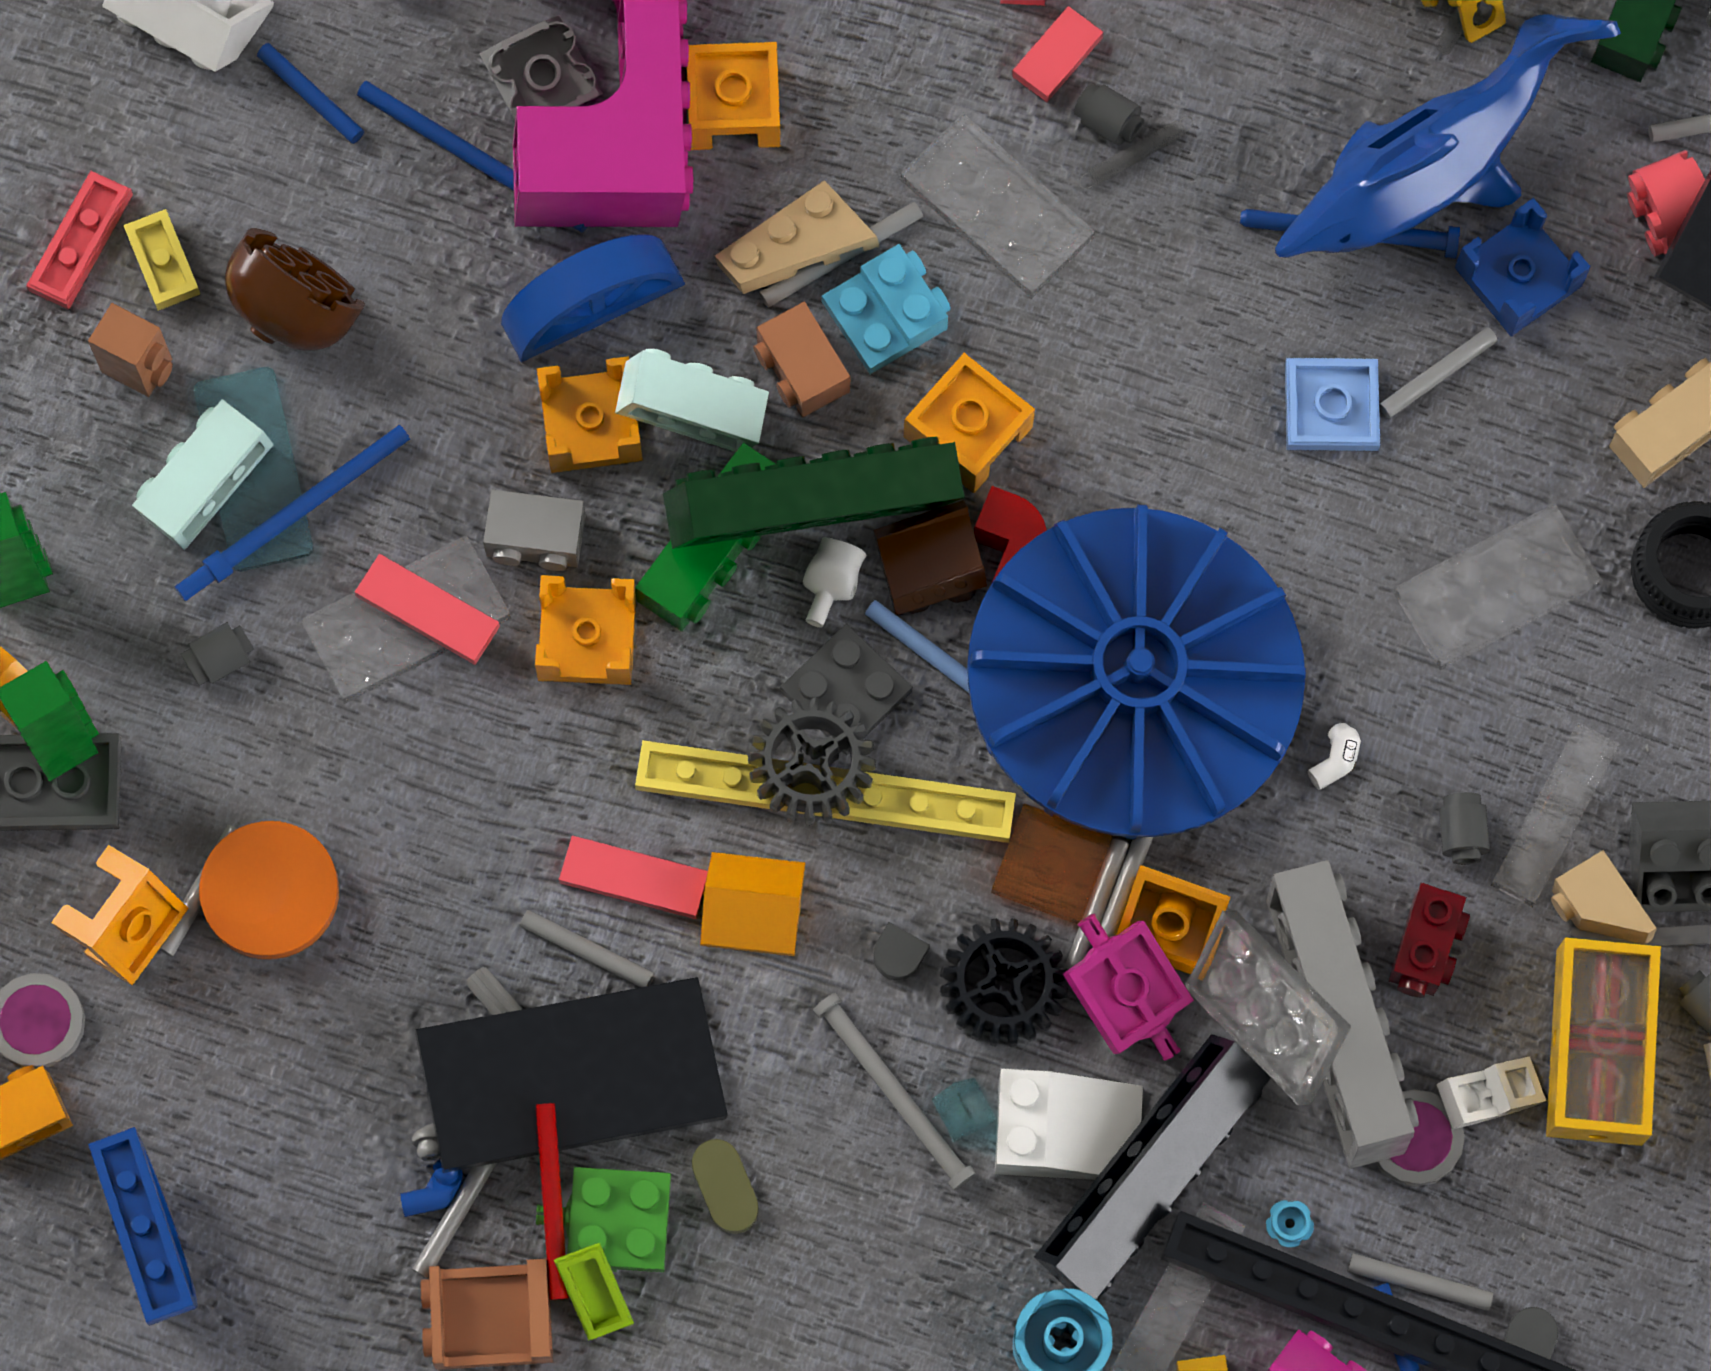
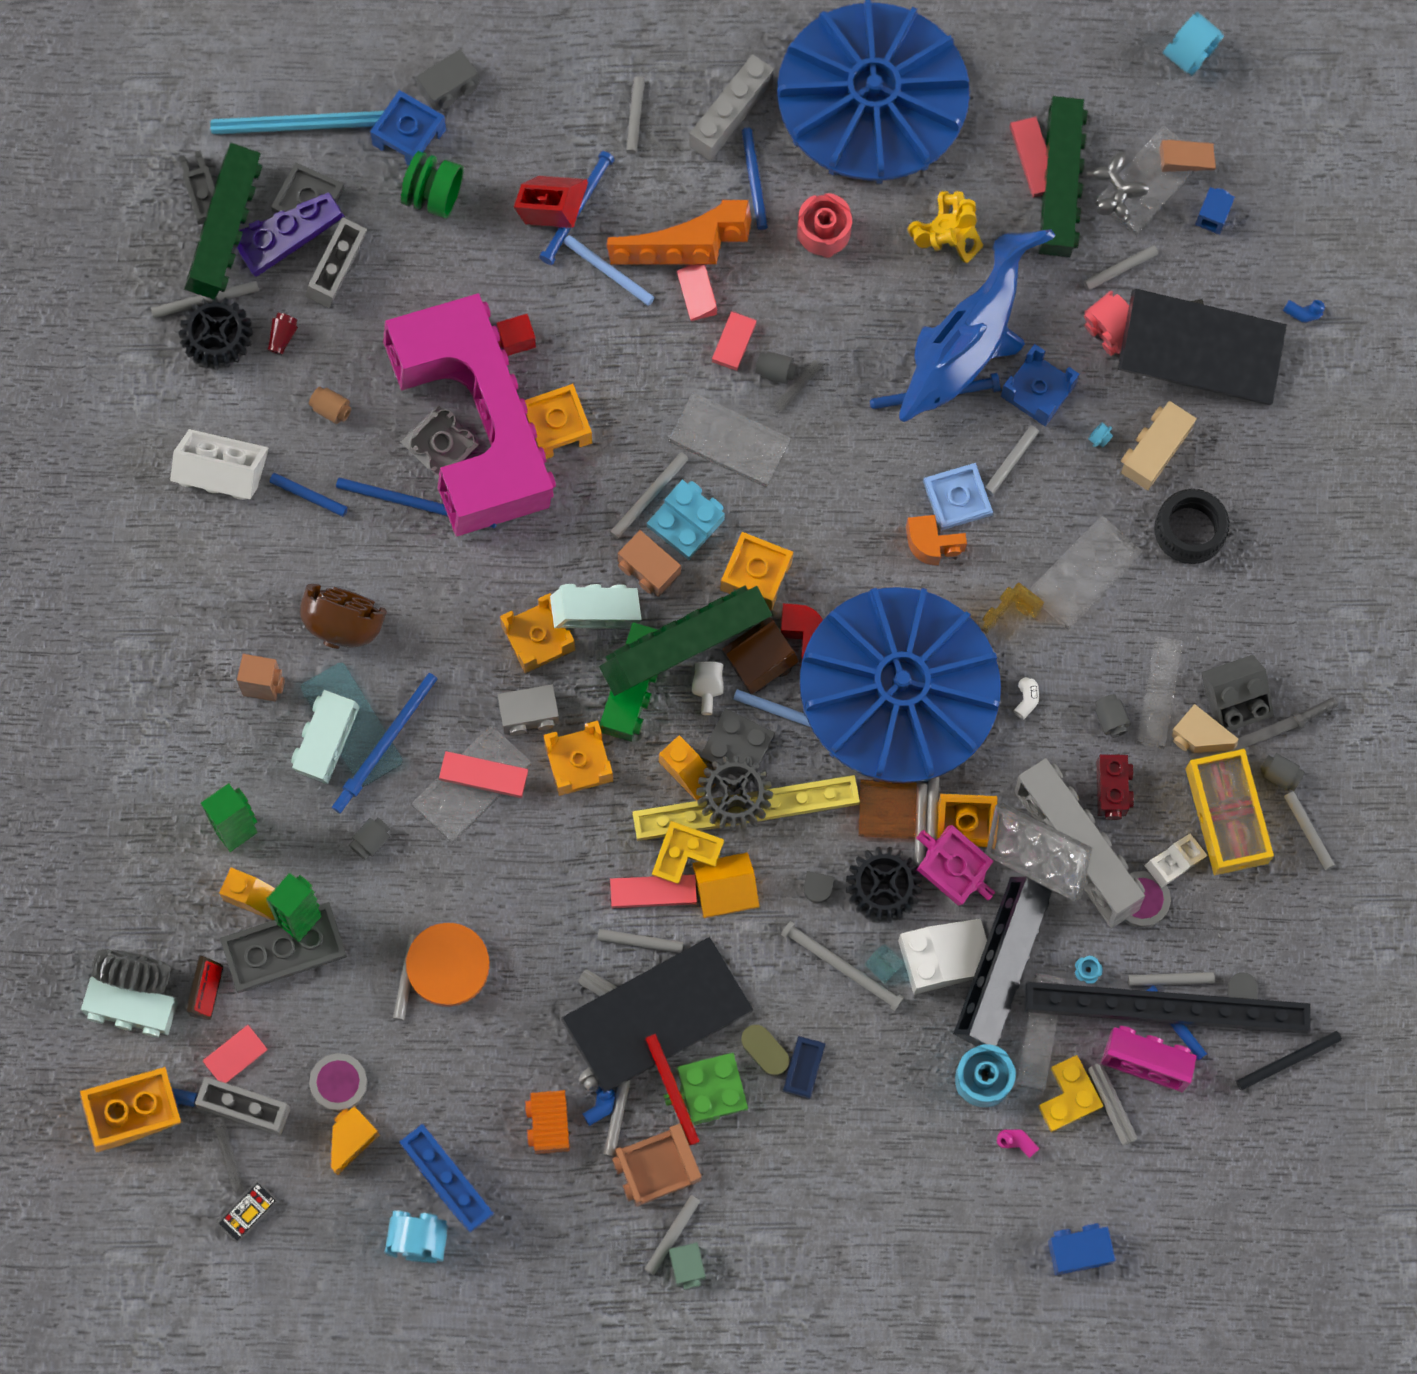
camera: 20 degrees left, 0 degrees up
(68, 1304) = (417, 1238): none -> medium azure brick
(79, 240) = (203, 622): coral tile -> none
(129, 923) = (377, 1008): light orange panel -> none
(161, 259) = (256, 619): light yellow plate -> none
(341, 1189) = (548, 1121): none -> orange brick
(588, 292) = (512, 563): blue window -> none
(594, 1291) = (713, 1132): lime tile -> none
(699, 817) = (685, 843): none -> yellow plate
(748, 690) = (683, 765): none -> light orange slope
(778, 1234) = (804, 1067): none -> dark blue tile
(801, 234) = (623, 491): tan wing -> none
(1257, 465) = (926, 543): none -> orange brick
(1384, 604) = (1025, 602): none -> clear yellow bracket
(1595, 377) = (1101, 435): none -> medium azure plate

